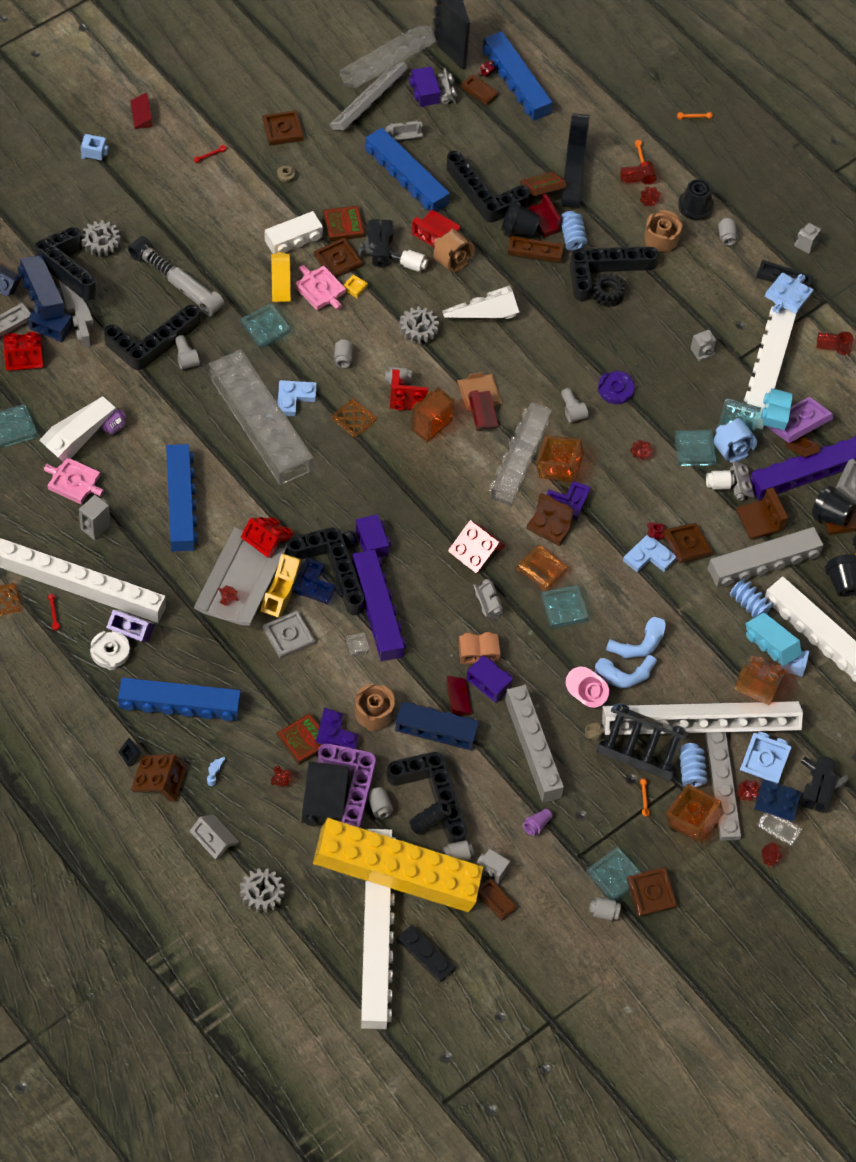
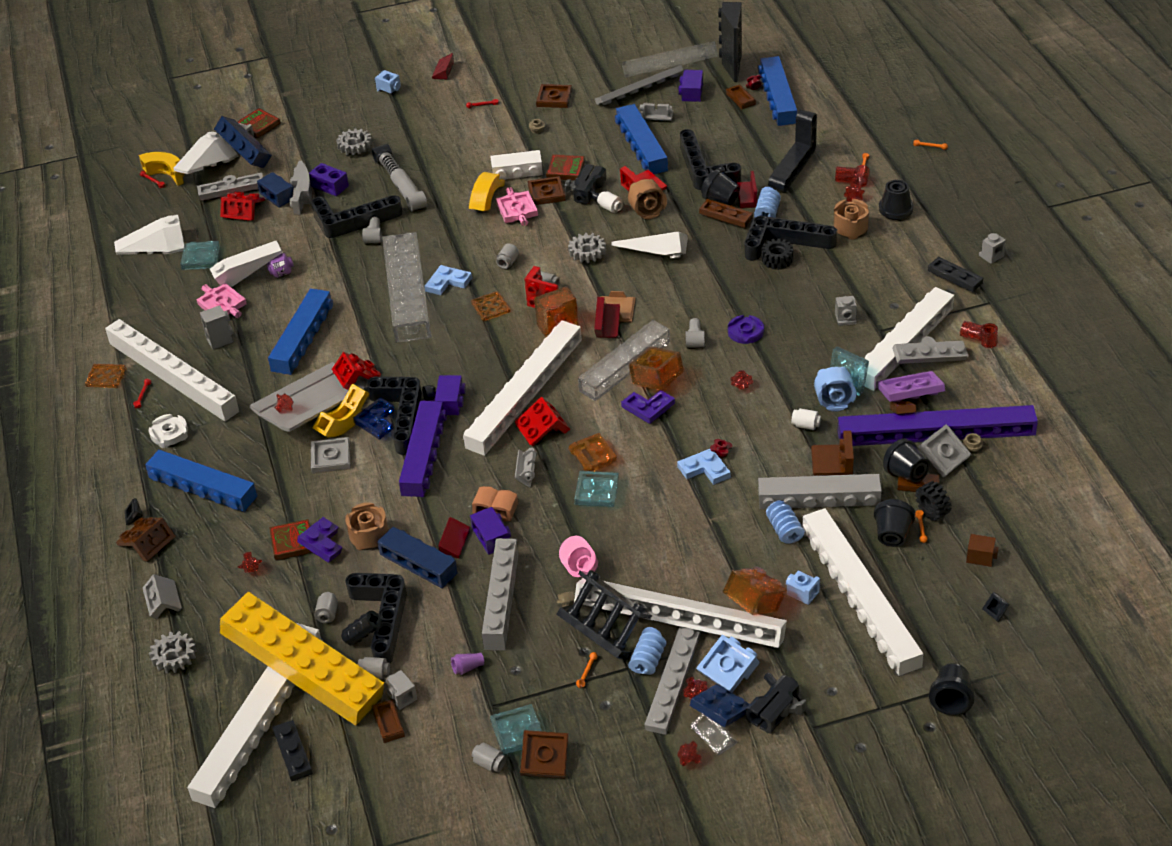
camera: 30 degrees right, 15 degrees down
(41, 287) = (277, 160): dark blue brick -> none
(55, 251) = (307, 141): black beam -> none
(107, 297) = (328, 179): none -> dark purple brick
(130, 625) = (194, 413): brick -> none
(213, 769) = (198, 543): light blue piece -> none
(265, 325) = (453, 224): clear light blue plate -> none
(324, 793) = (280, 581): black slope -> none
(355, 286) = (549, 212): yellow tile -> none
(357, 644) = (385, 475): clear plate -> none
(359, 772) = (324, 577): medium lavender beam -> none
(439, 509) = (522, 388): none -> white brick
(449, 92) = (711, 89): light grey hinge -> none
(544, 183) = (758, 166): reddish brown tile -> none
(551, 519) = (624, 417): reddish brown bracket -> none
(619, 679) = (607, 552): light blue piece -> none
(654, 633) = (670, 531): light blue piece -> none
(687, 543) = (746, 463): reddish brown tile -> none
(694, 813) = (624, 692): clear orange brick -> none
(695, 447) = (795, 390): clear light blue plate -> none
(727, 231) = (916, 231): light grey brick -> none
(742, 480) = (828, 424): light grey hinge -> none
(773, 639) = (786, 559): medium azure brick -> none
(776, 409) = (887, 368): medium azure brick -> none
(788, 293) = (948, 282): light blue plate -> none
(802, 375) = (930, 351): none -> light grey hinge

